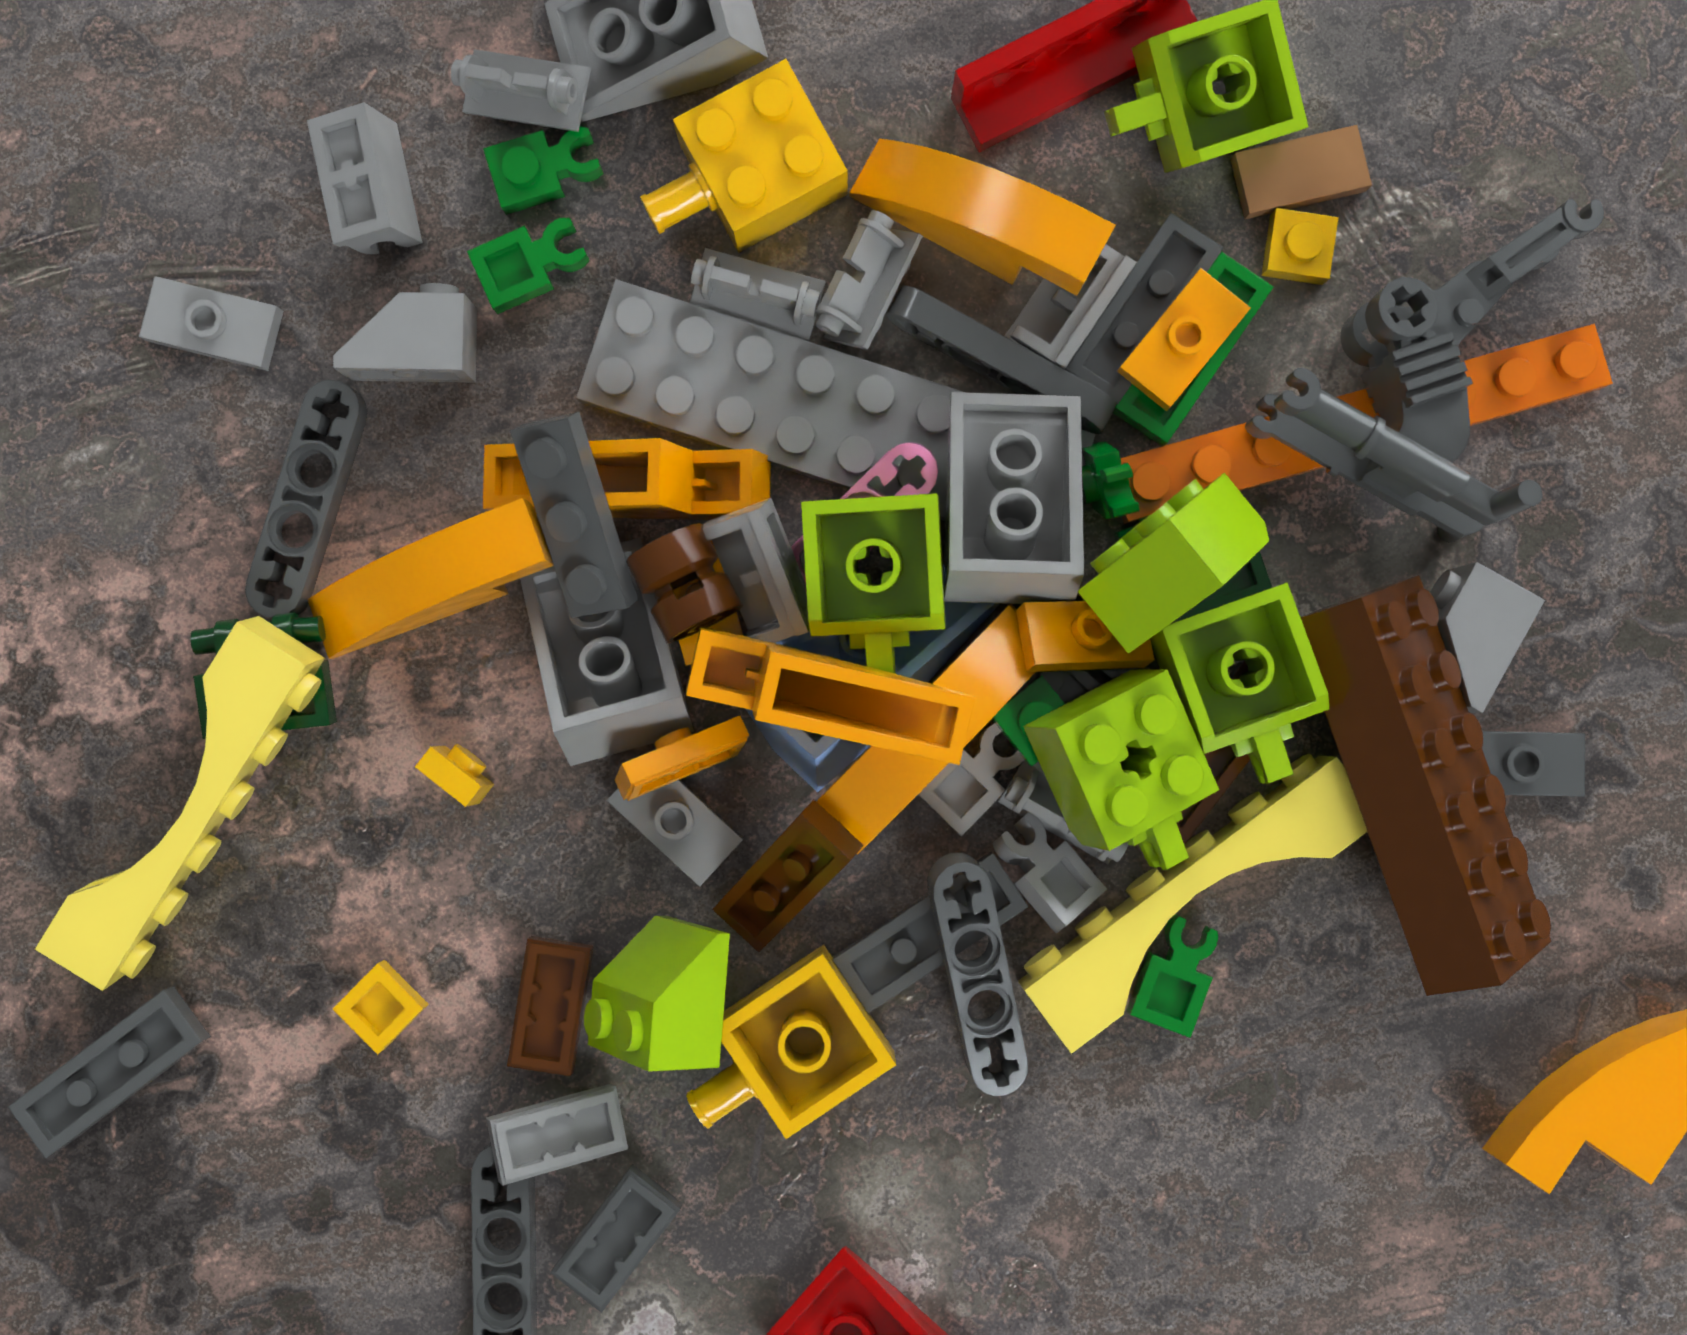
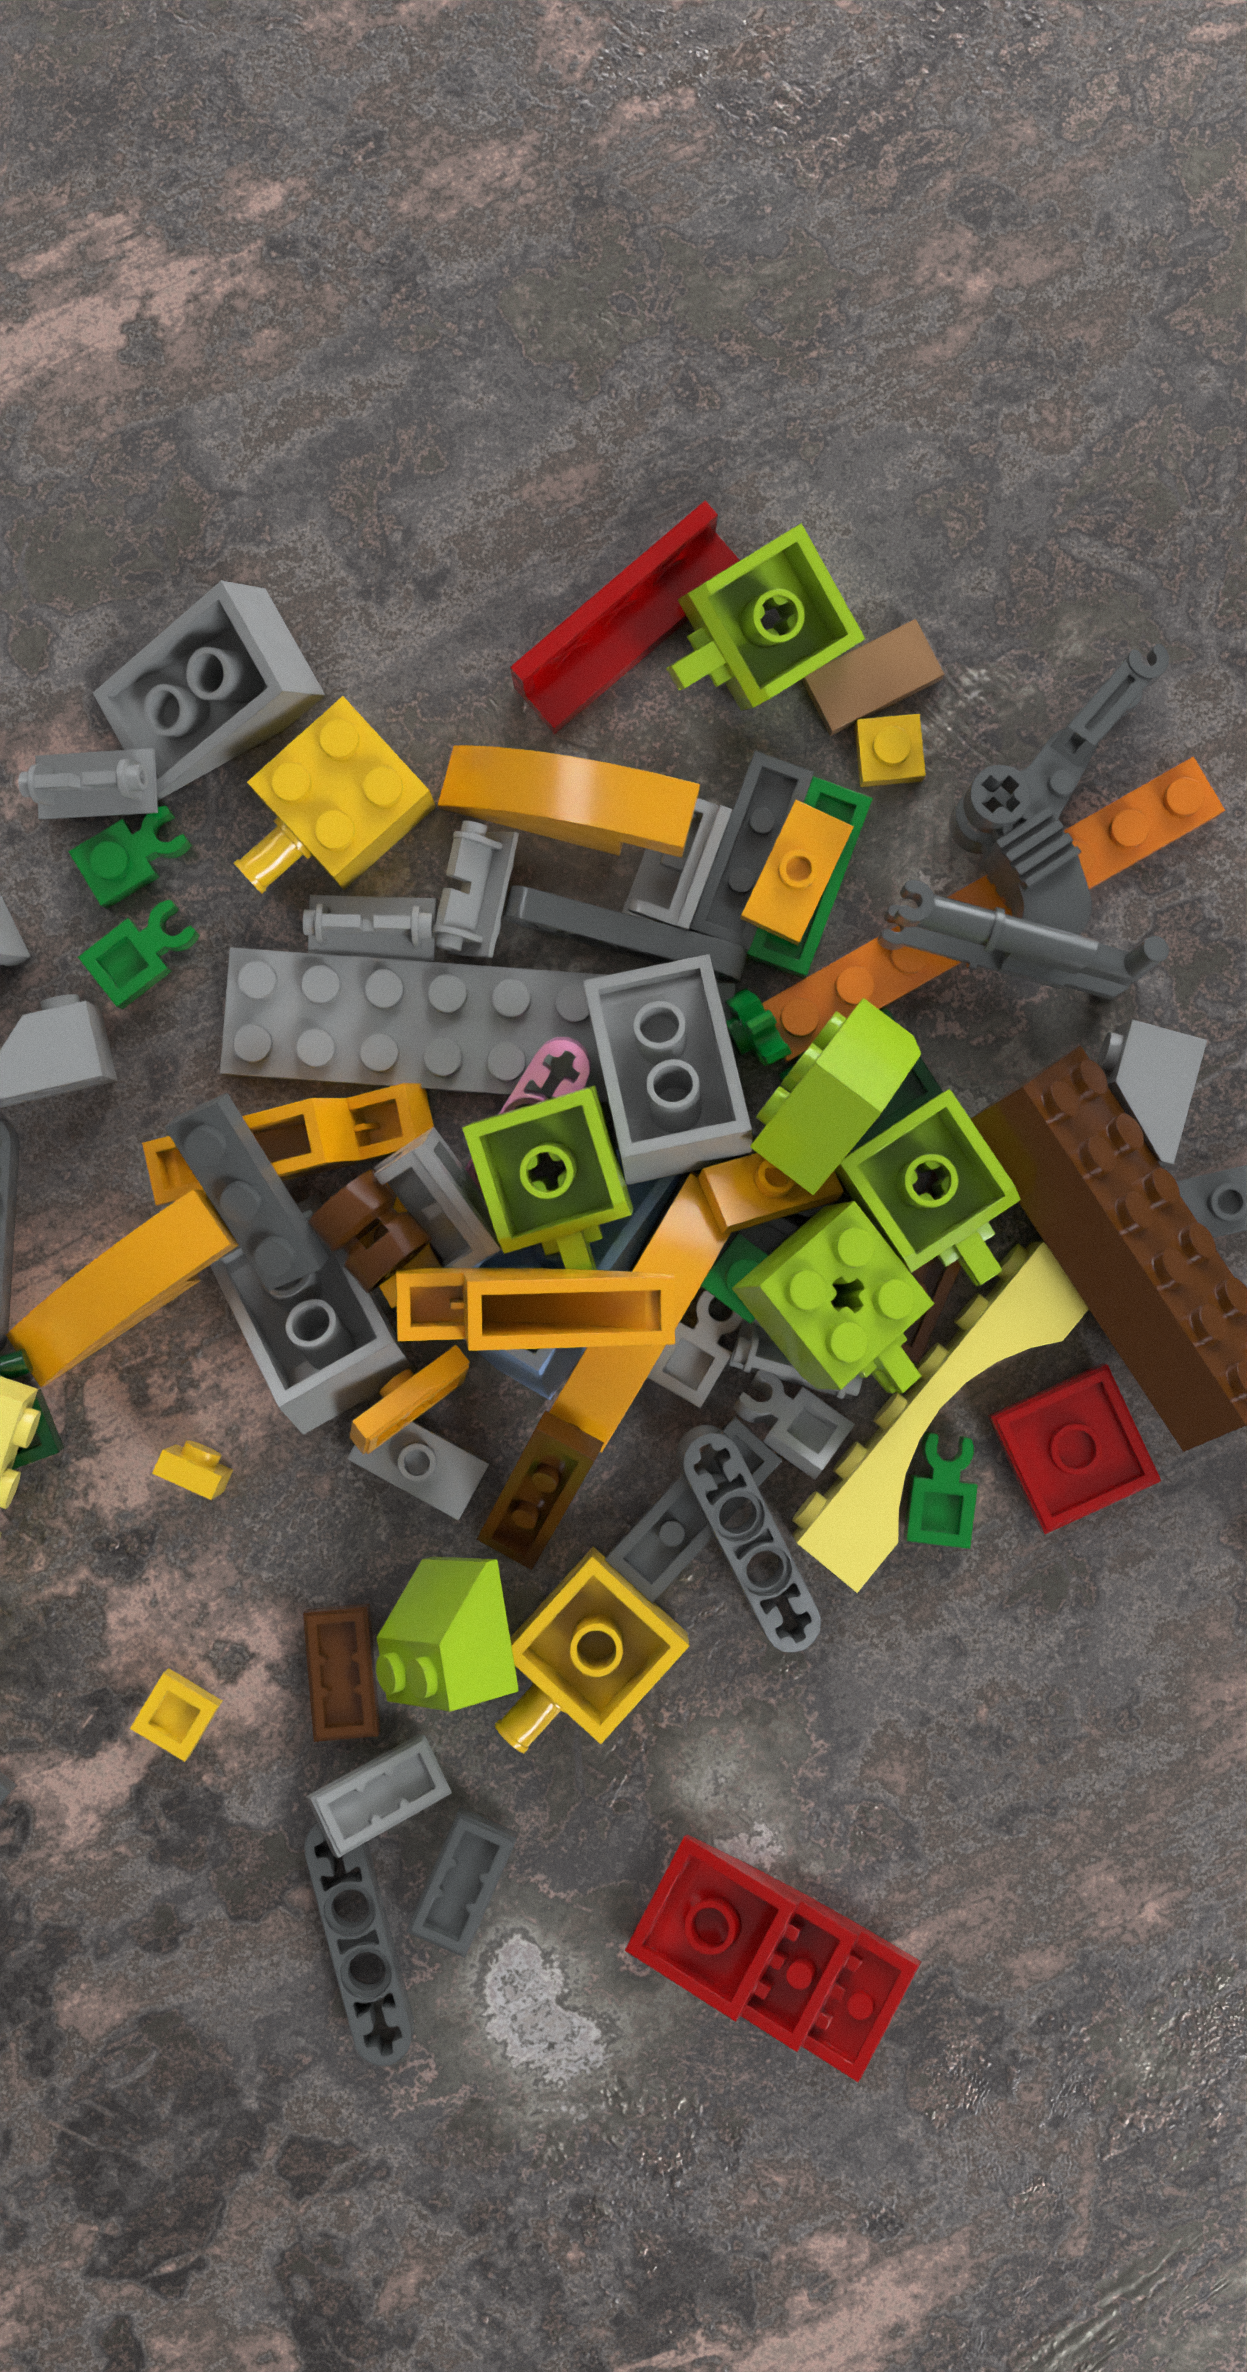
camera: 15 degrees left, 0 degrees up
(1314, 965) = (1074, 1448): none -> red plate

